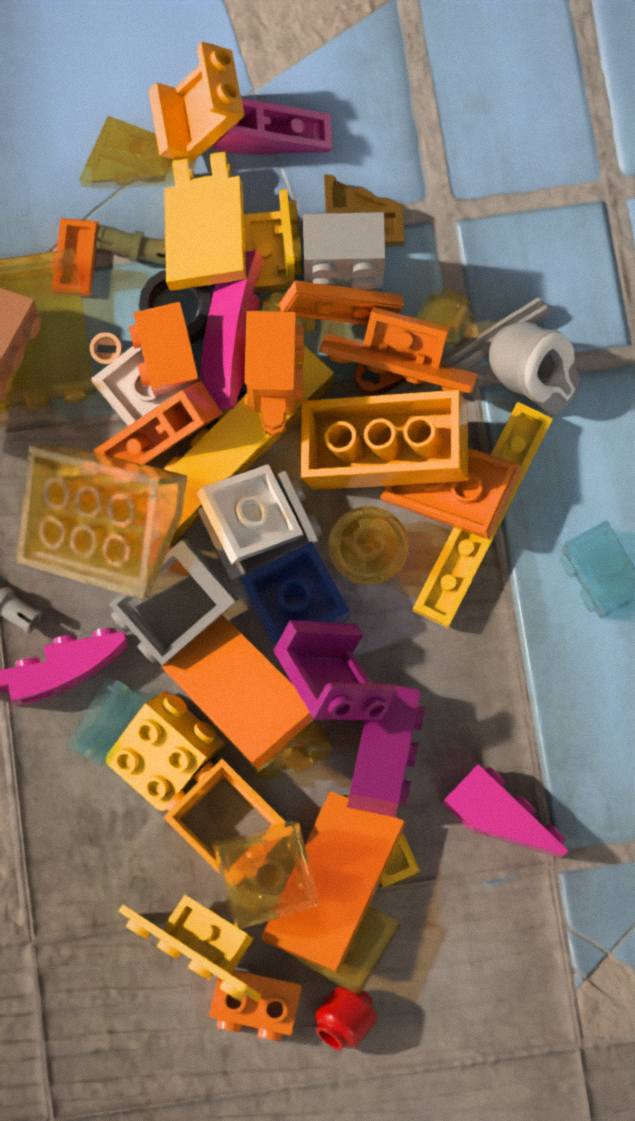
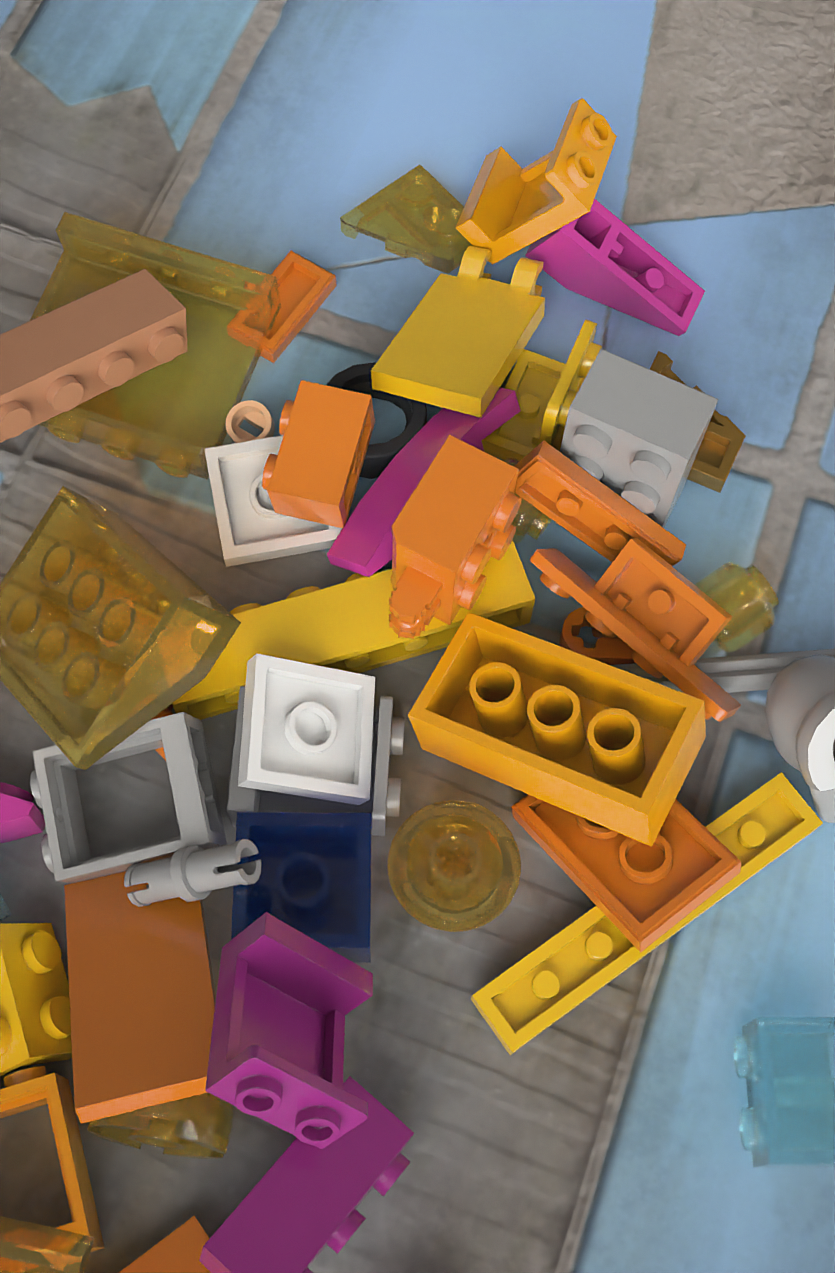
camera: 25 degrees right, 10 degrees down
(131, 245) = (362, 322): olive pin -> none
(163, 426) = (262, 550): orange slope -> none
(235, 622) = (193, 873): none -> light grey pin

